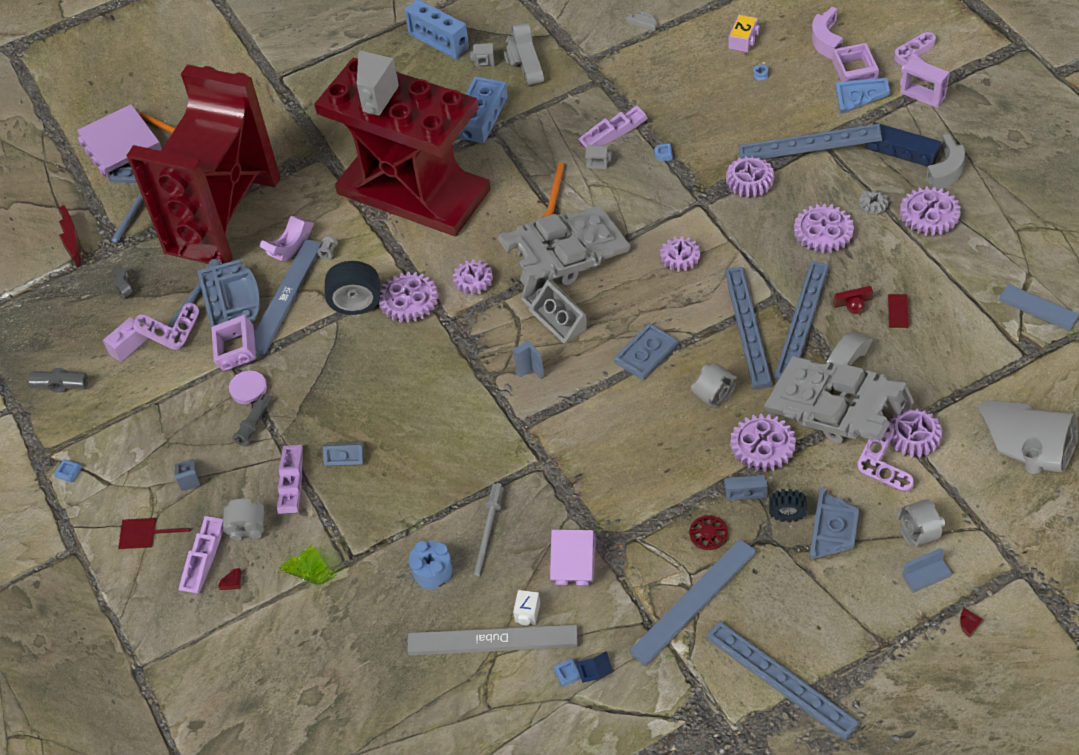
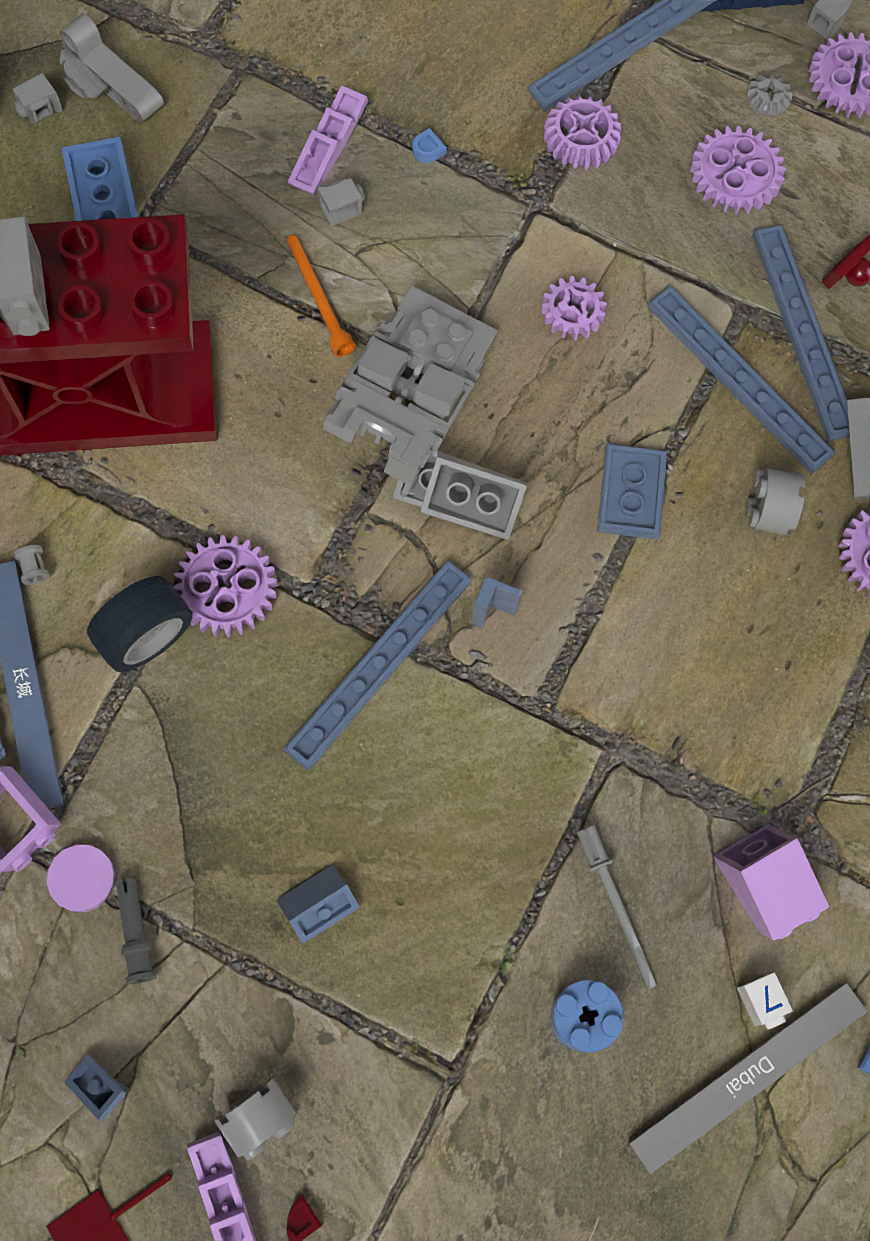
camera: 45 degrees left, 20 degrees up
(290, 479) = (268, 998): lavender slope -> none
(309, 567) = (407, 1126): clear neon green slope -> none
(450, 368) = (377, 666): none -> sand blue tile
(472, 277) = (299, 487): lavender gear -> none

